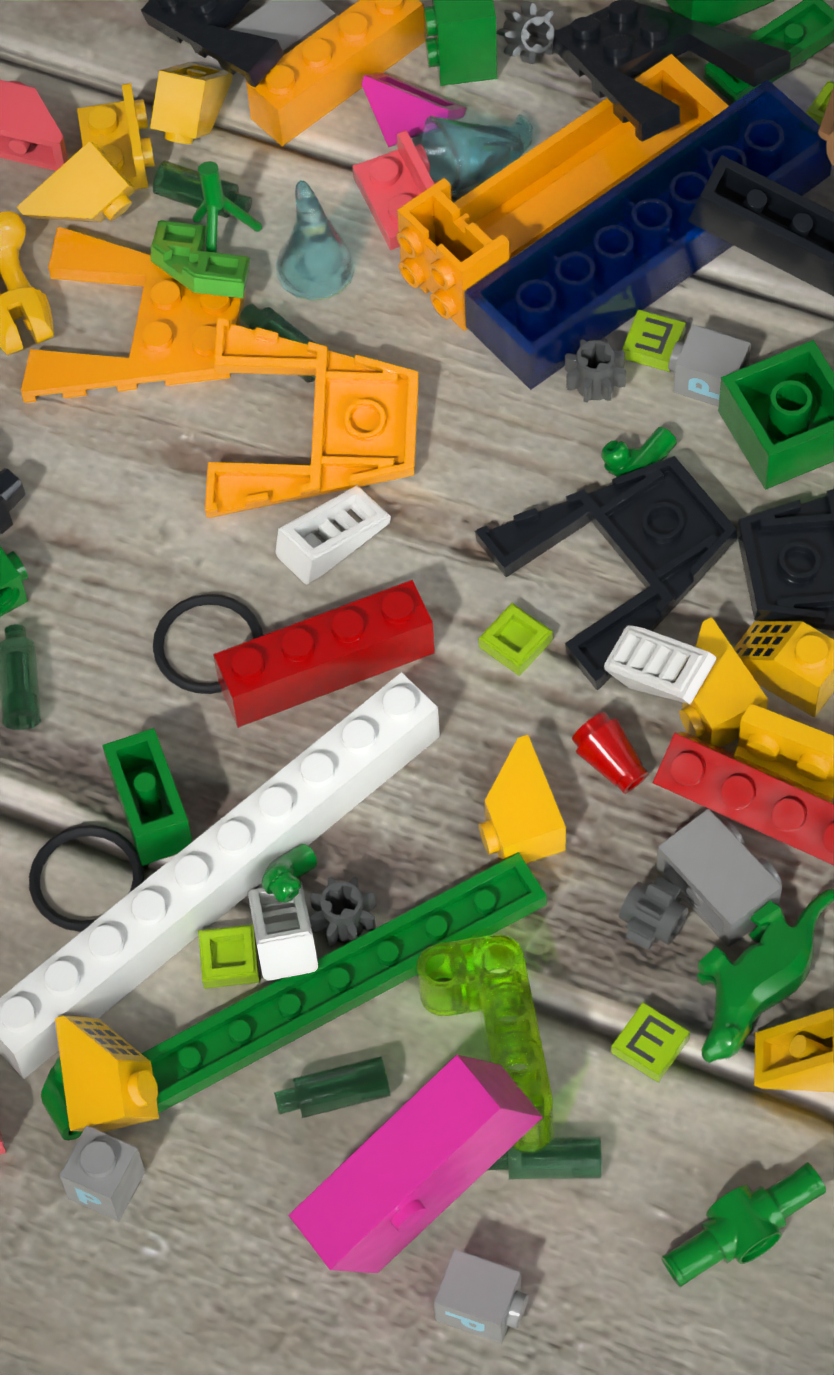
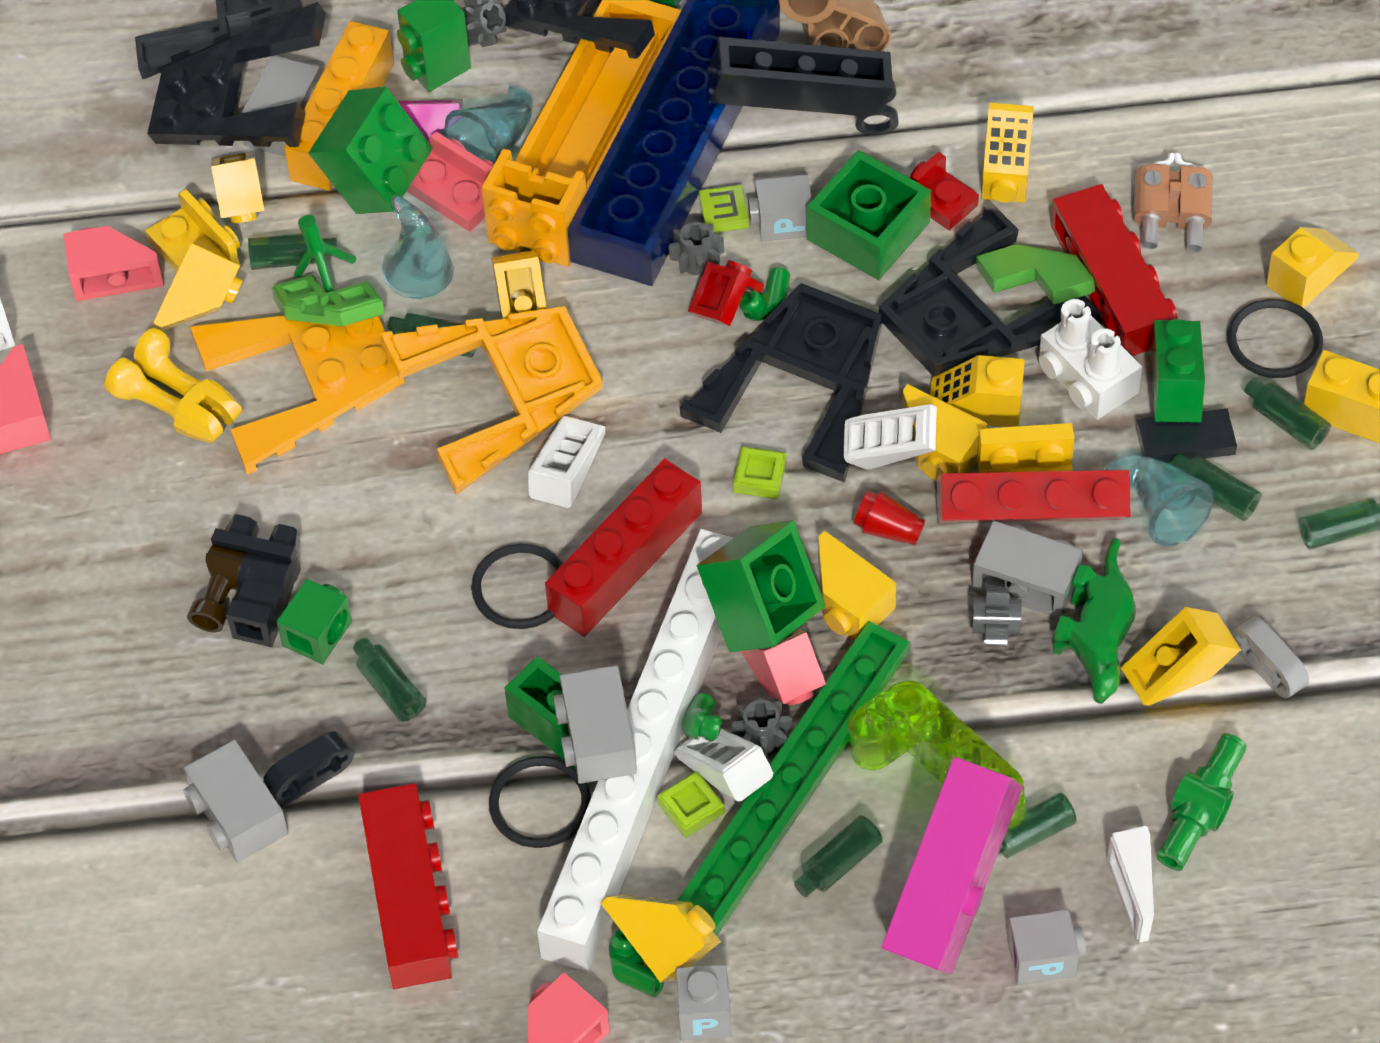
camera: 30 degrees left, 5 degrees down
(156, 830) = (597, 724): none -> light grey brick
(328, 121) = (370, 150): none -> green brick
(392, 326) = (518, 283): none -> yellow slope
(405, 851) = (788, 669): none -> coral slope
(417, 764) = (761, 586): none -> green brick
(590, 427) = (722, 291): none -> red bracket
(625, 1259) = (1132, 870): none -> white slope
(650, 1042) = (1049, 711): lime tile -> none

